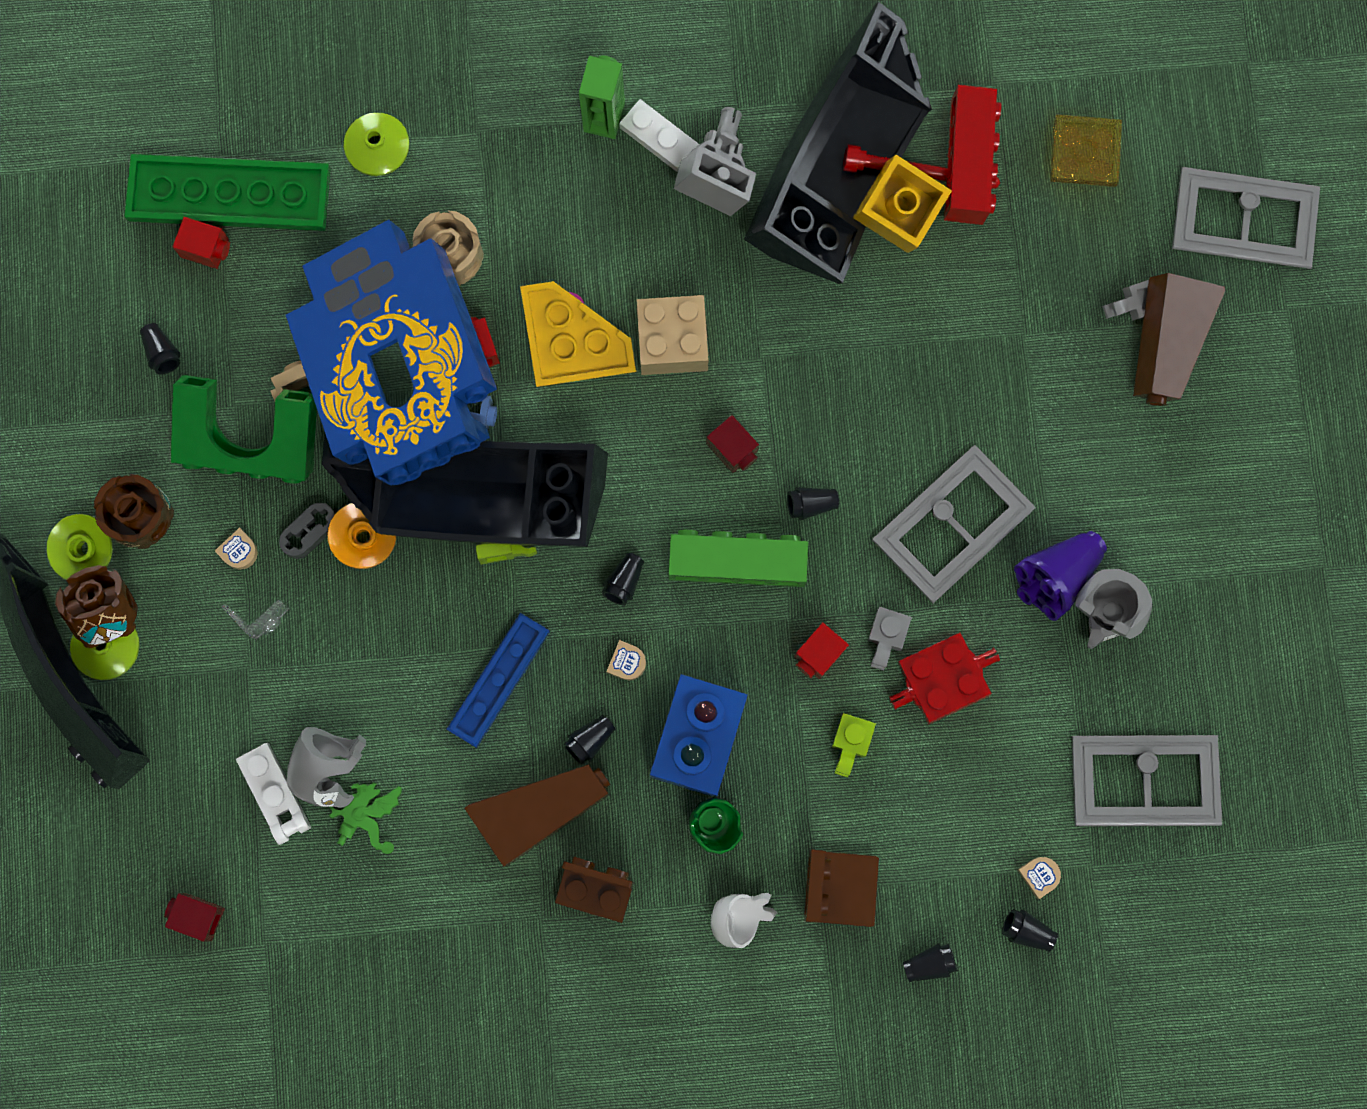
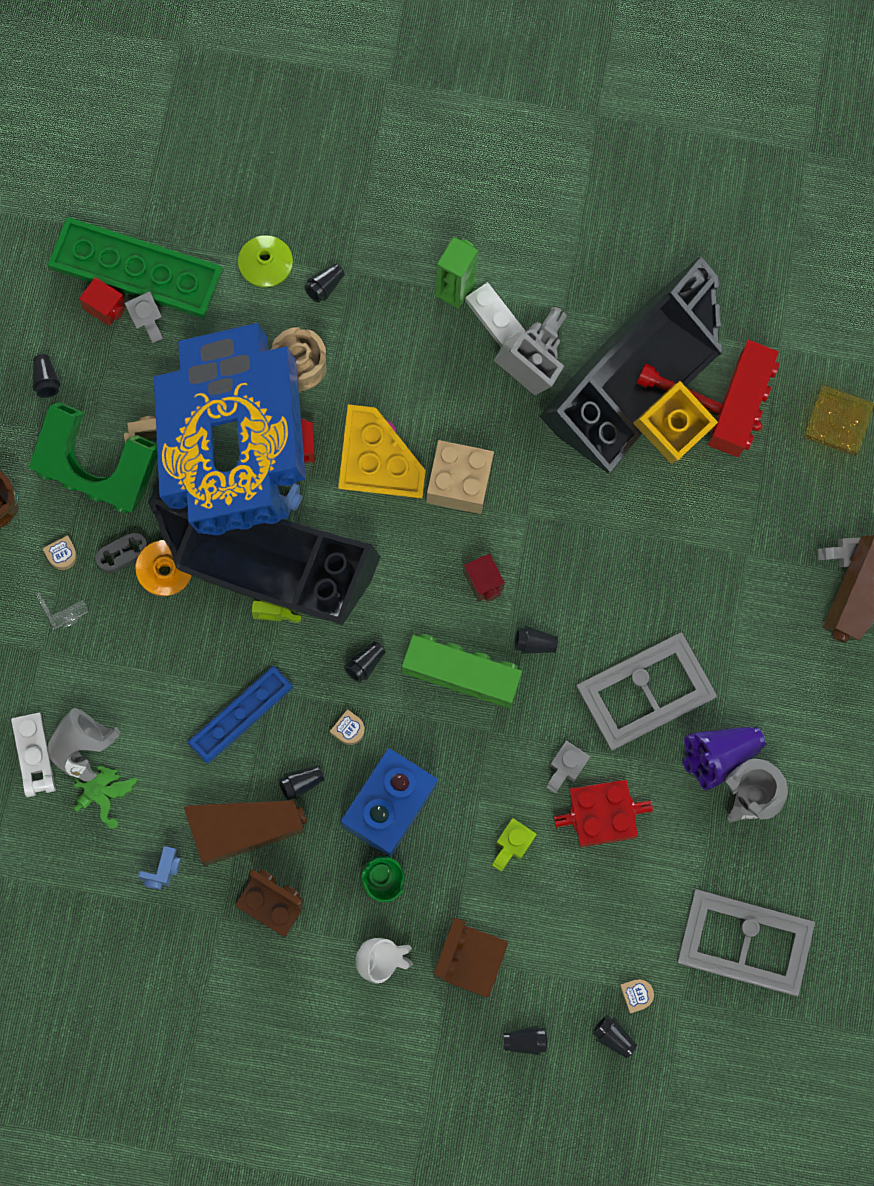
camera: 10 degrees right, 5 degrees down
(253, 243) = (144, 312): none -> light grey plate
(450, 153) = (322, 284): none -> black cone
(465, 879) = (168, 865): none -> medium blue bracket
(820, 652) = (507, 763): red brick -> none

